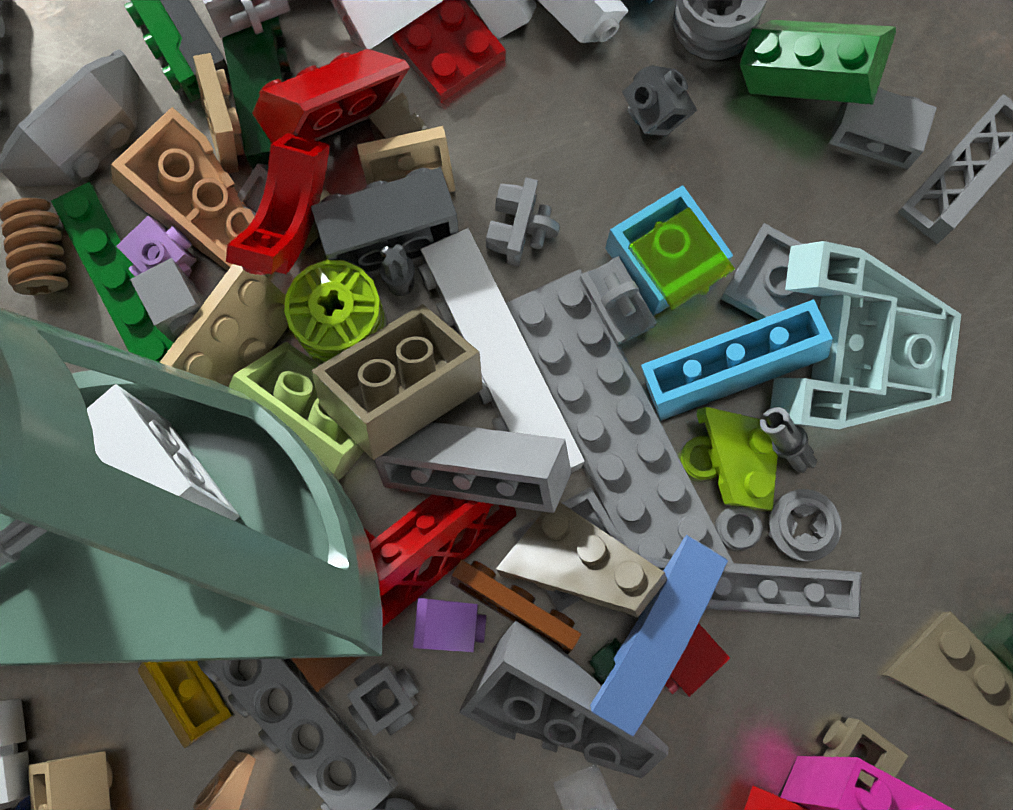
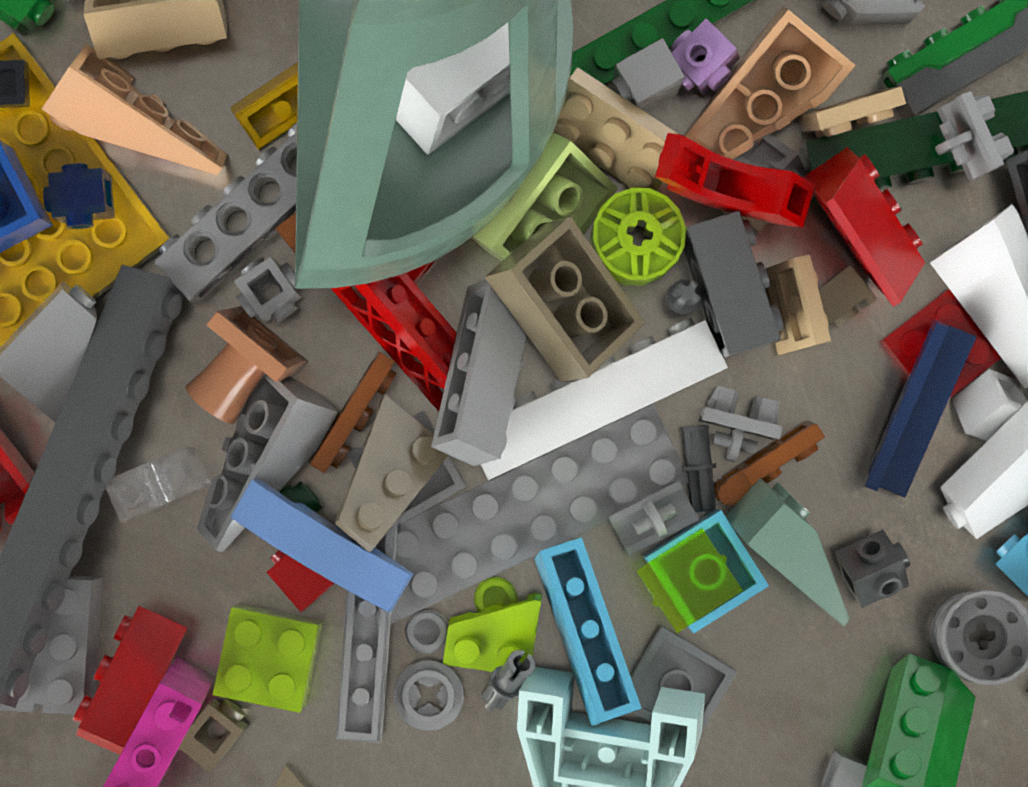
camera: 90 degrees right, 10 degrees up
(448, 625) = (334, 349): medium lavender slope -> none
(465, 729) = (241, 364): none -> nougat plant
(505, 59) = (919, 408): none -> dark blue fence
(563, 261) = (699, 467): none -> dark grey axle
(578, 223) = (765, 463): none -> dark orange hinge
(640, 163) = (777, 530): none -> sand green slope
(778, 694) = (268, 657): none -> lime brick

